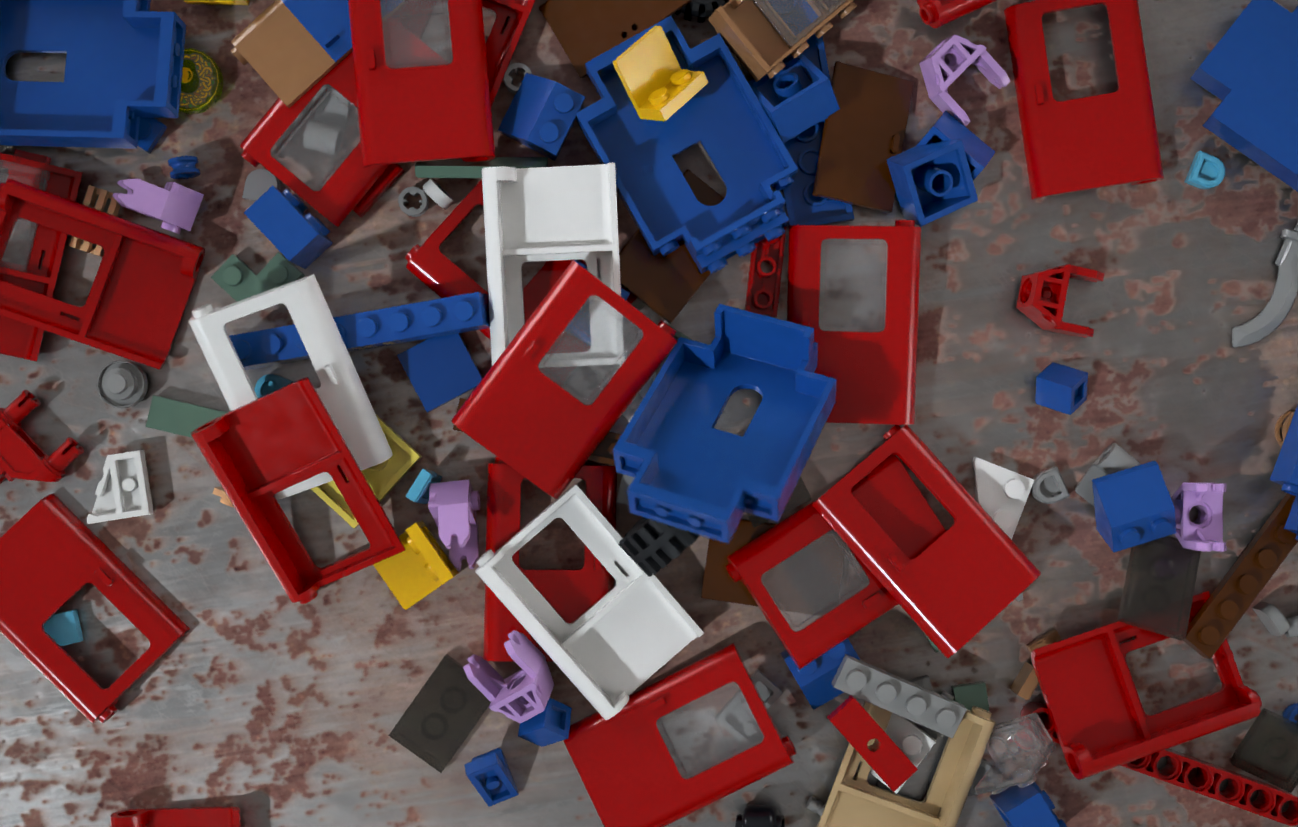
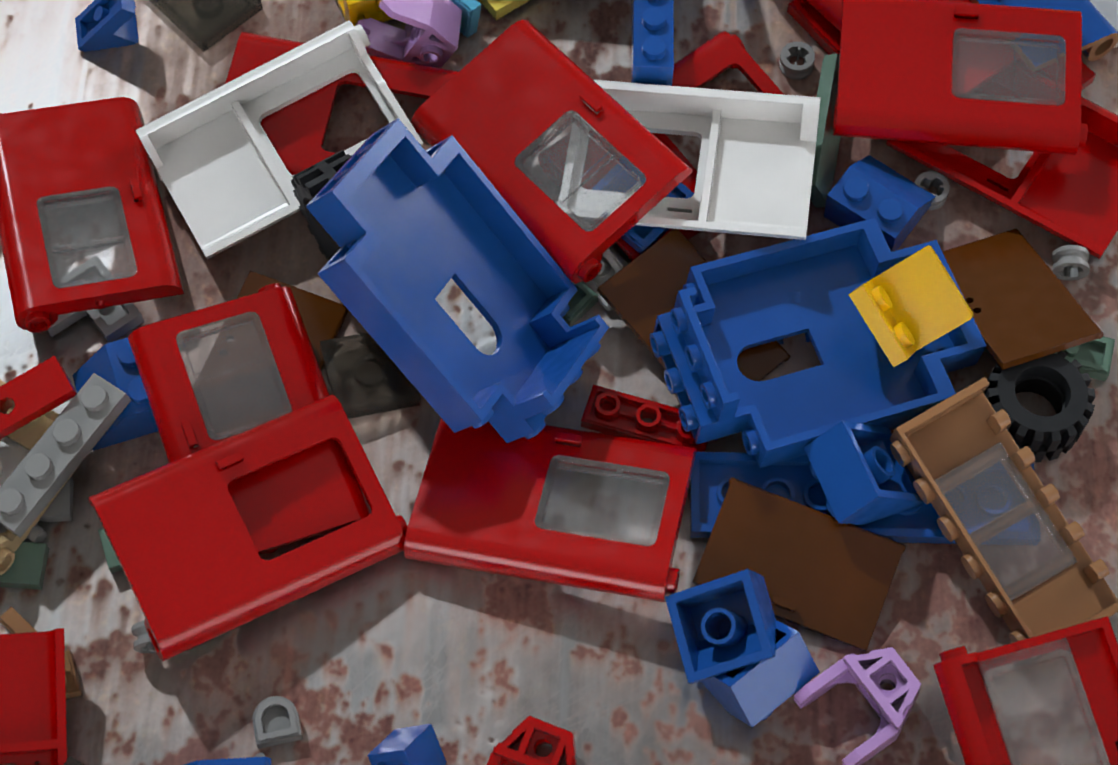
camera: 100 degrees right, 25 degrees down
(437, 194) = (801, 80): white tile -> none
(440, 370) = (596, 46): blue tile -> none
(521, 693) = (213, 51): lavender piece -> none
(548, 725) = (153, 83): blue panel -> none
(1001, 493) = (280, 653): white wing -> none

